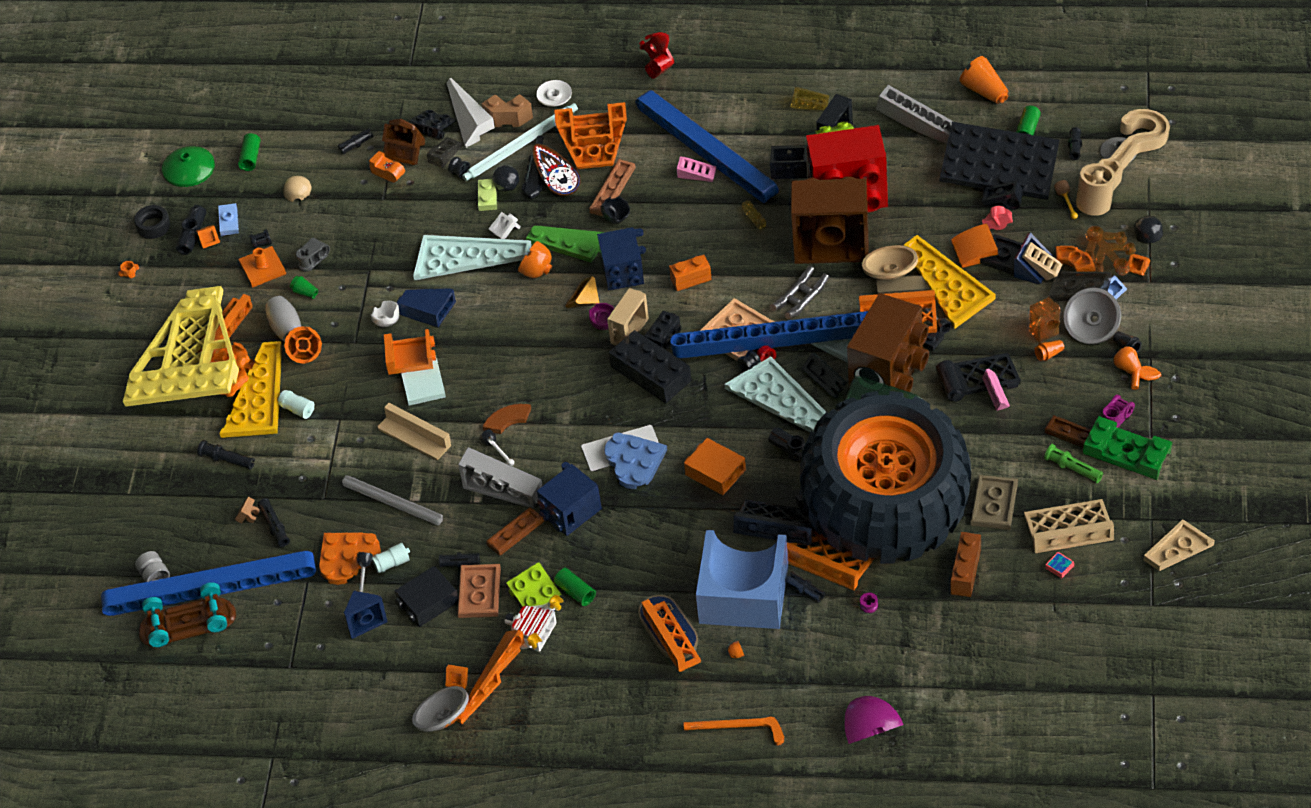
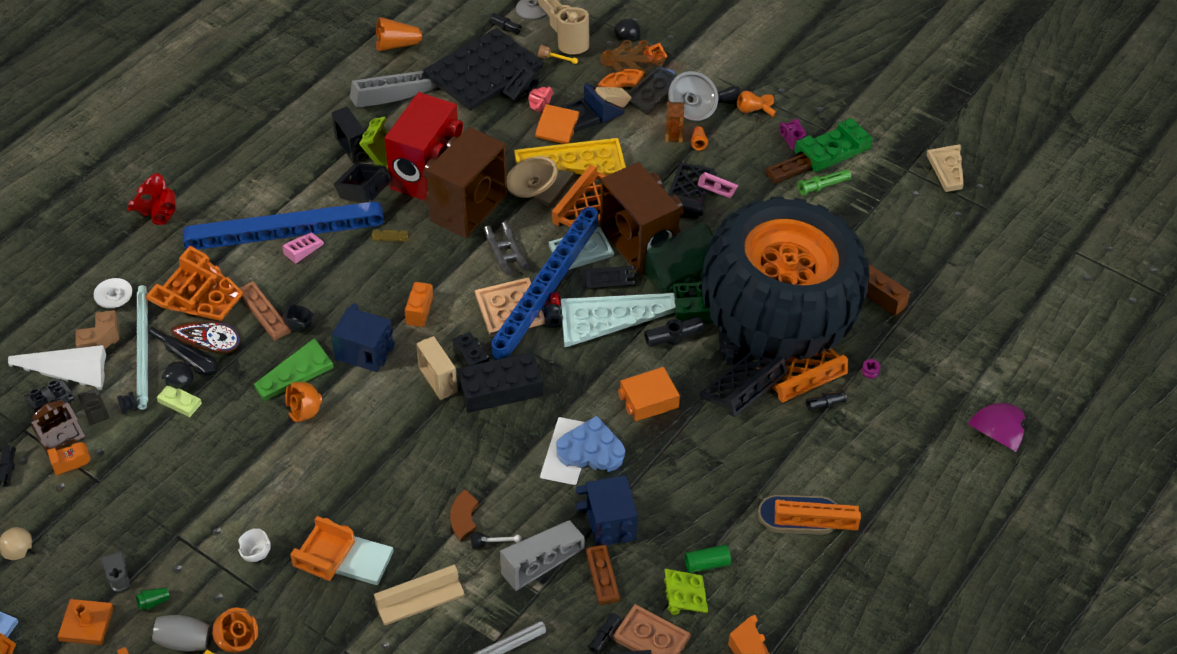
camera: 65 degrees left, 0 degrees up
(260, 239) = (51, 604): black bush -> none
(426, 305) = (273, 508): dark blue slope -> none
(456, 254) = (230, 459): light aqua wing -> none
(503, 225) = (233, 404): white bracket -> none
(535, 622) = (729, 608): torso -> none
(584, 294) = (367, 388): pearl gold slope -> none
(599, 314) = (412, 386): magenta hair -> none
(735, 650) = (860, 478): orange hinge -> none
(741, 585) = (801, 433): medium blue piece -> none
(769, 722) = (953, 494): orange piece -> none
(803, 99) = (298, 142): clear yellow slope -> none
(1028, 120) = (458, 34): green pin -> none
(1059, 565) = (916, 239): tile -> none
(1070, 535) = (895, 216): tan fence -> none

